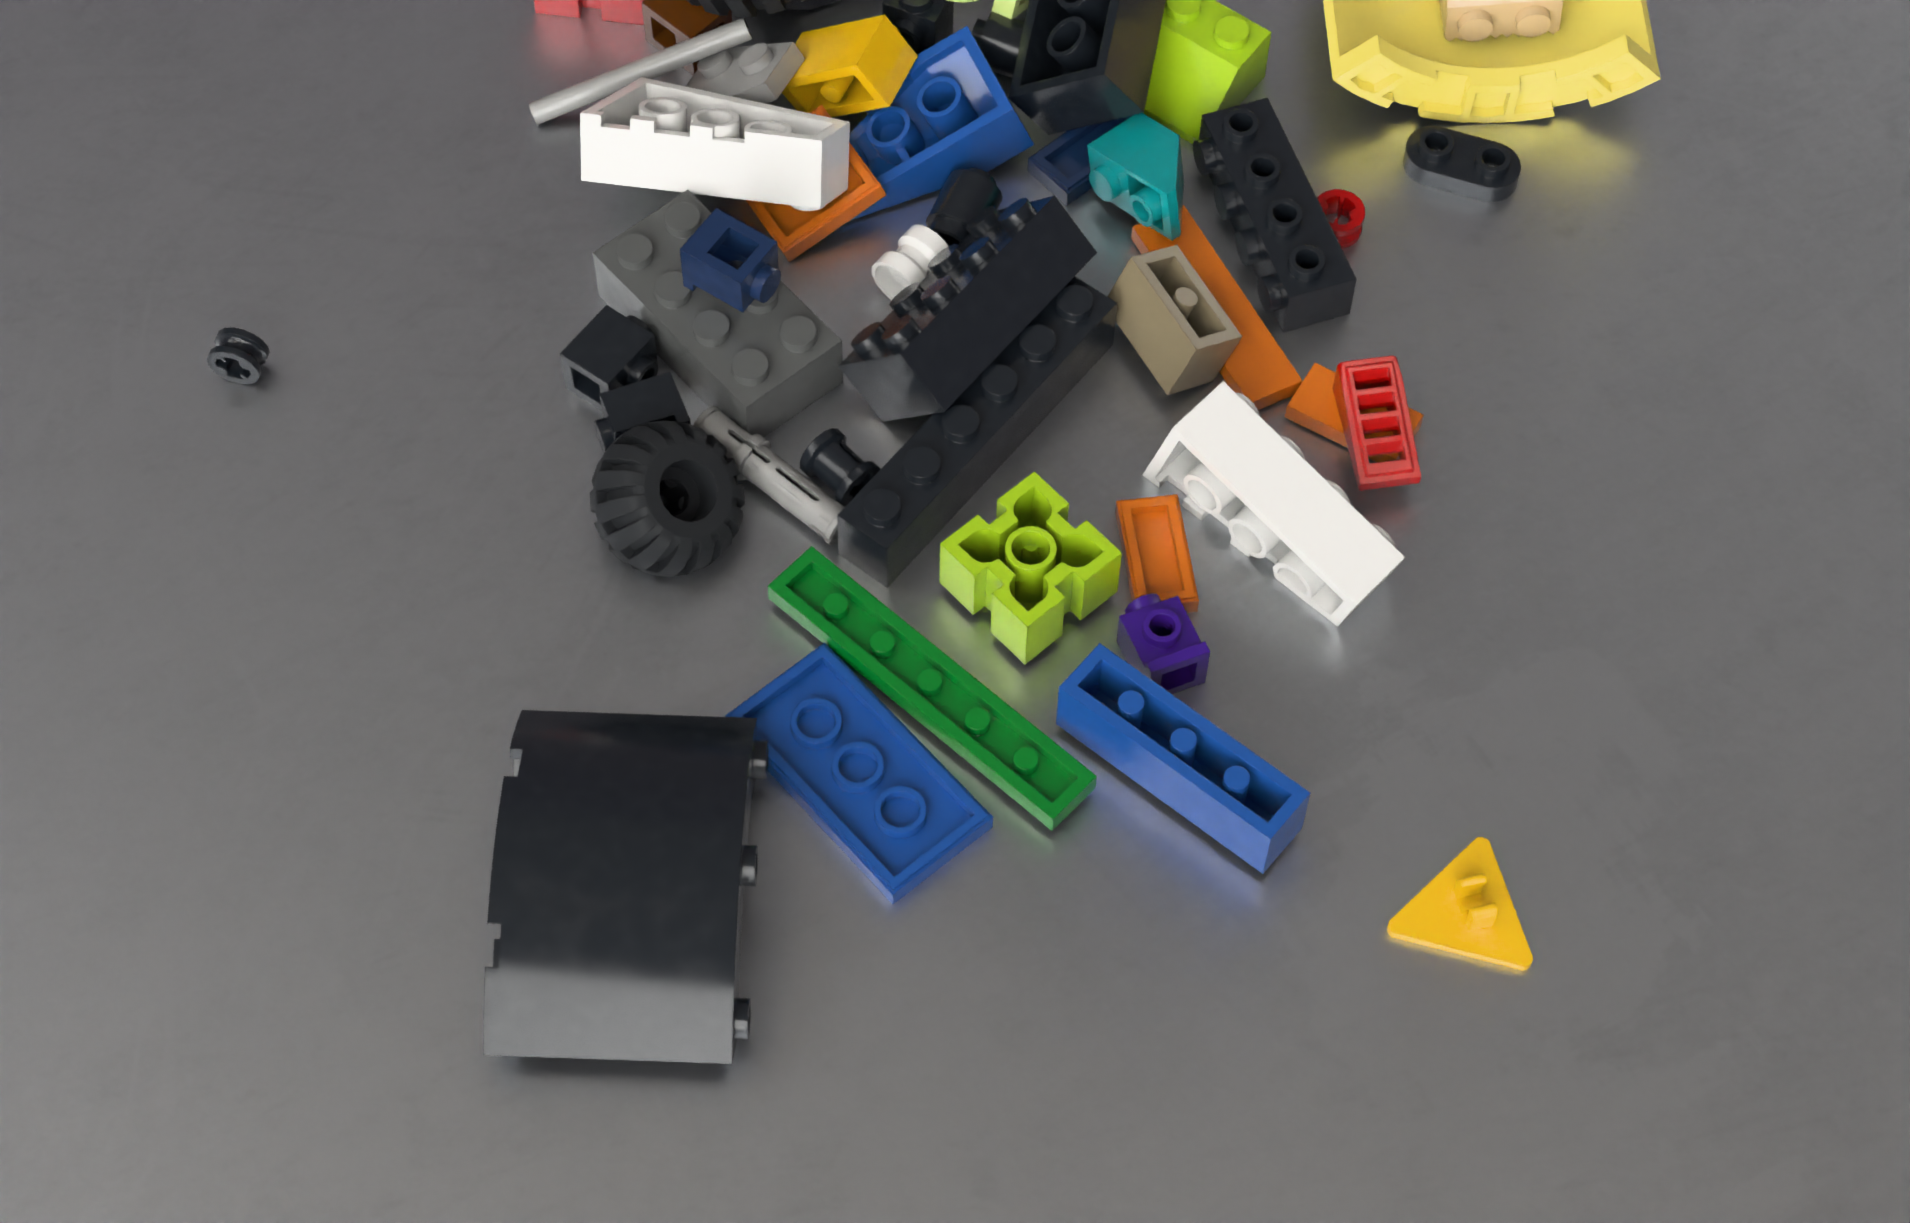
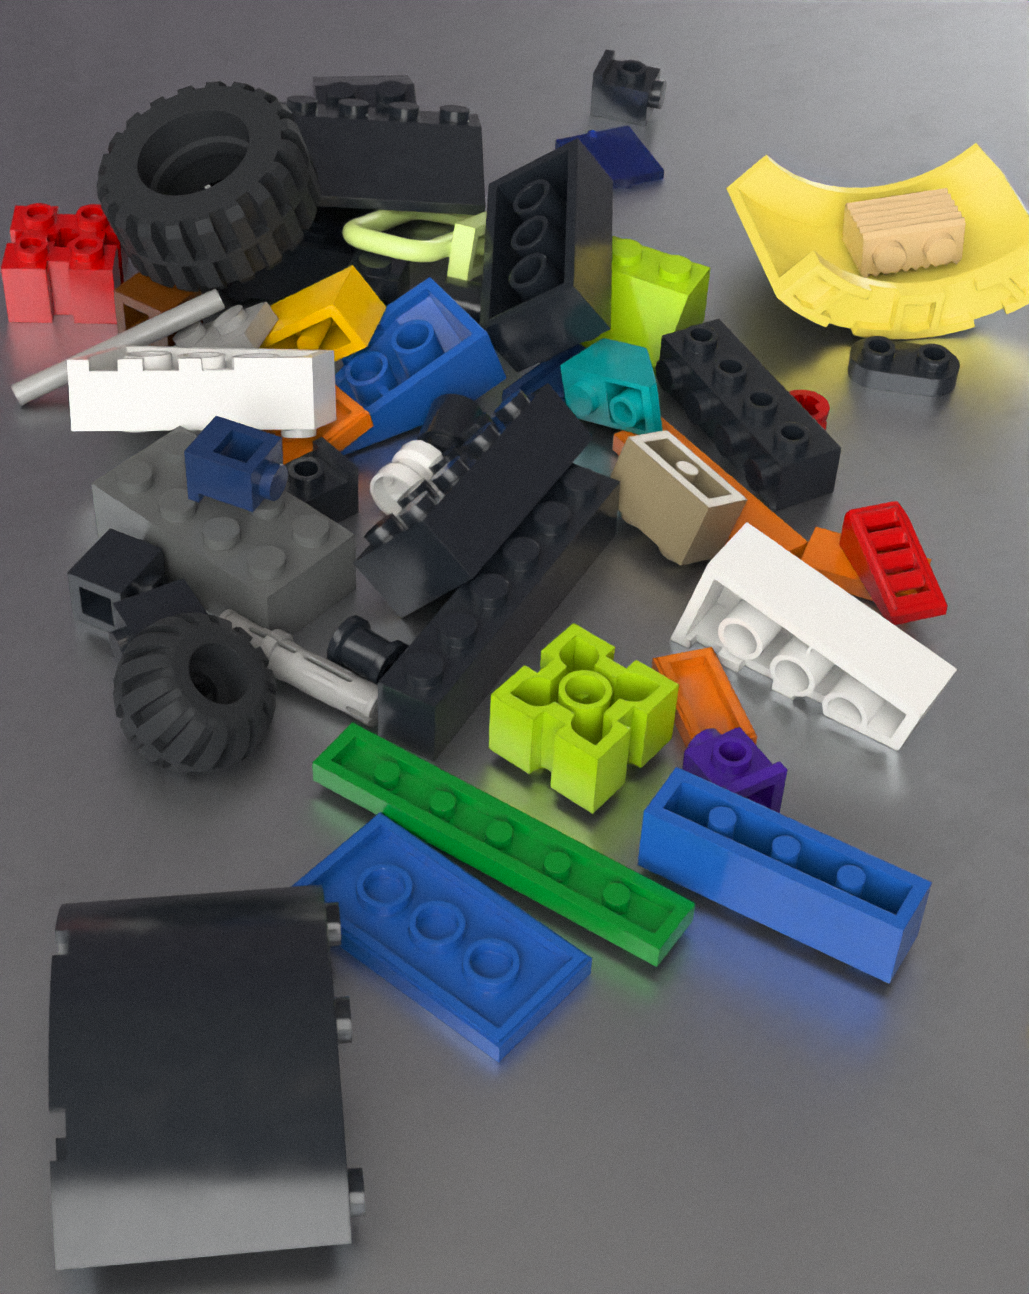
camera: 10 degrees left, 15 degrees down
(819, 265) = (325, 481): none -> black brick

